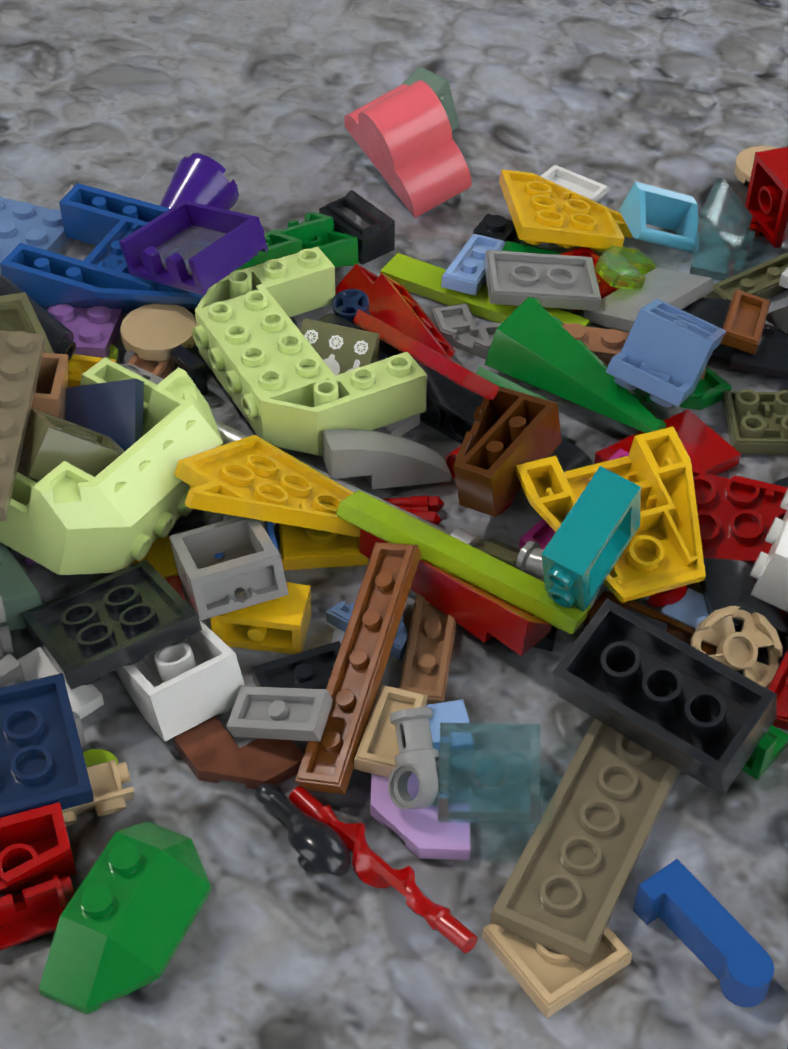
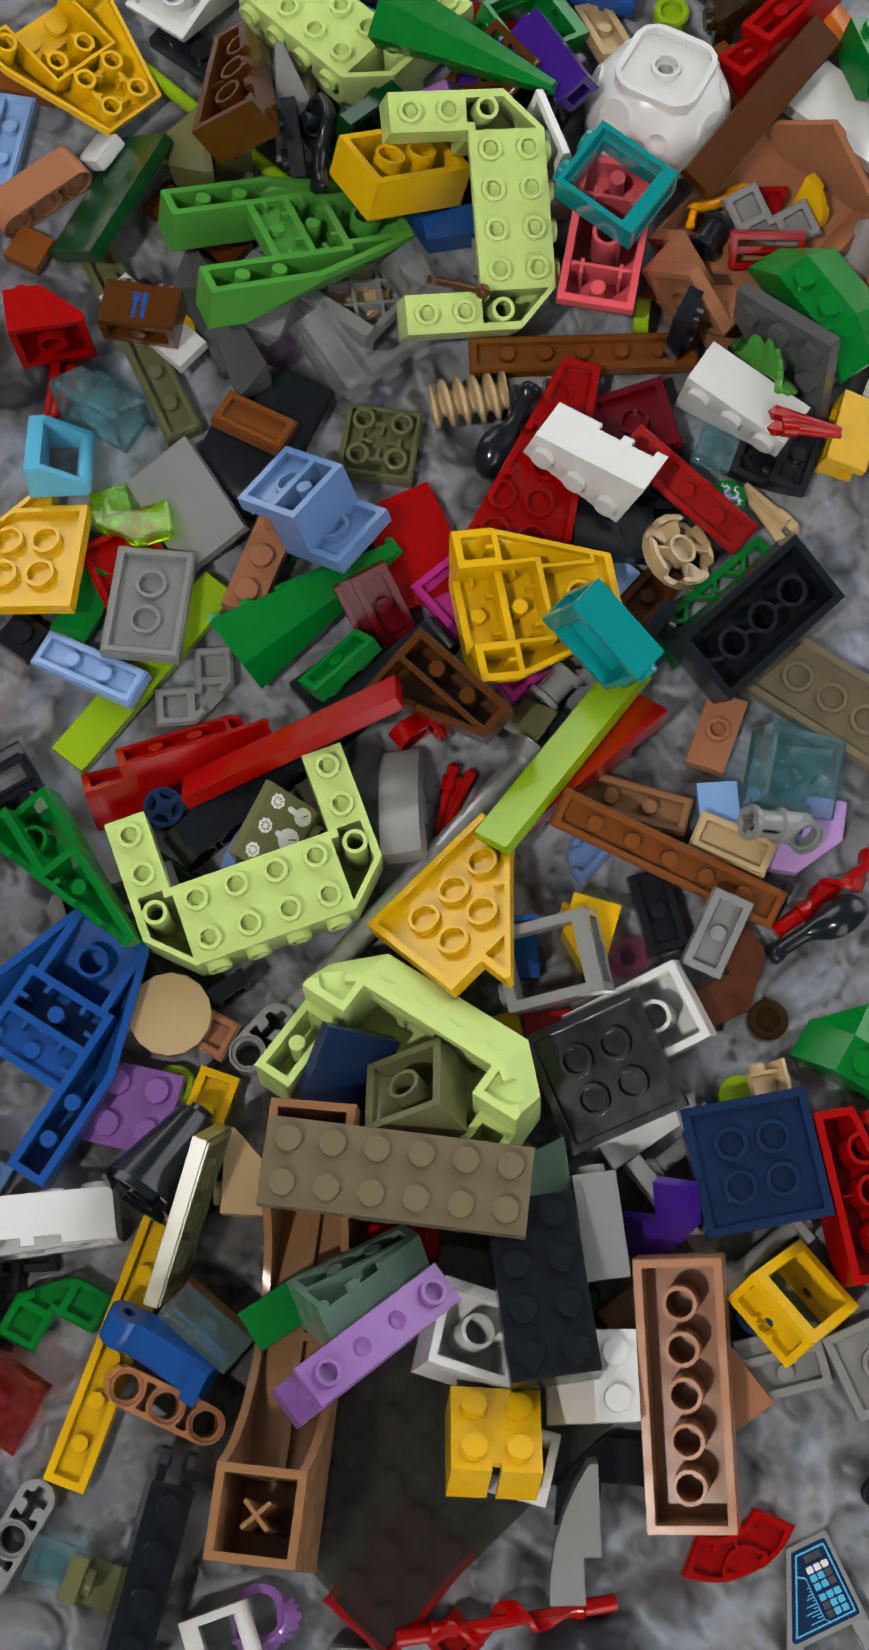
camera: 80 degrees left, 30 degrees up
(187, 795) = (766, 1021): none -> dark brown tile
(193, 246) = (94, 956): dark purple window -> none
(250, 653) = (632, 946): none -> clear pink plate
(555, 716) = (715, 736): none -> nougat plate
(592, 414) = (375, 604): none -> dark red plate

